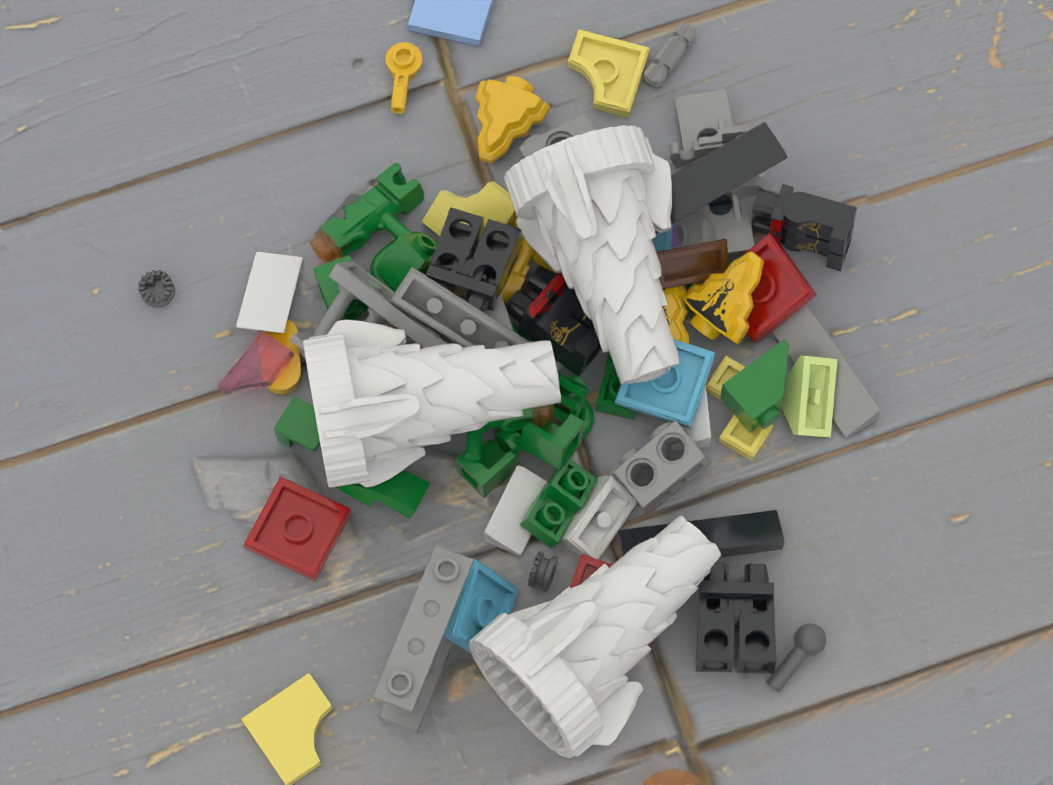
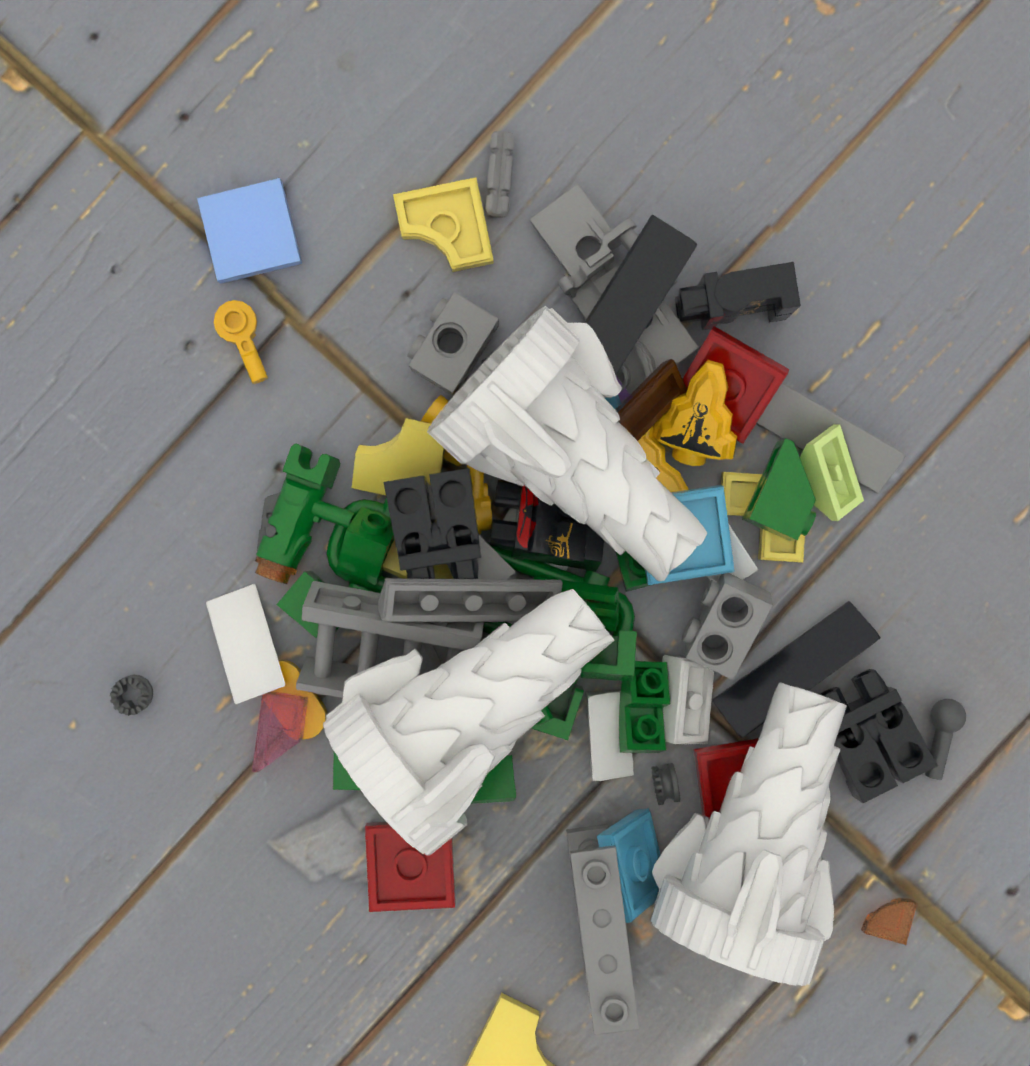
camera: 30 degrees left, 20 degrees up
(506, 114) = (372, 329): yellow rock -> none

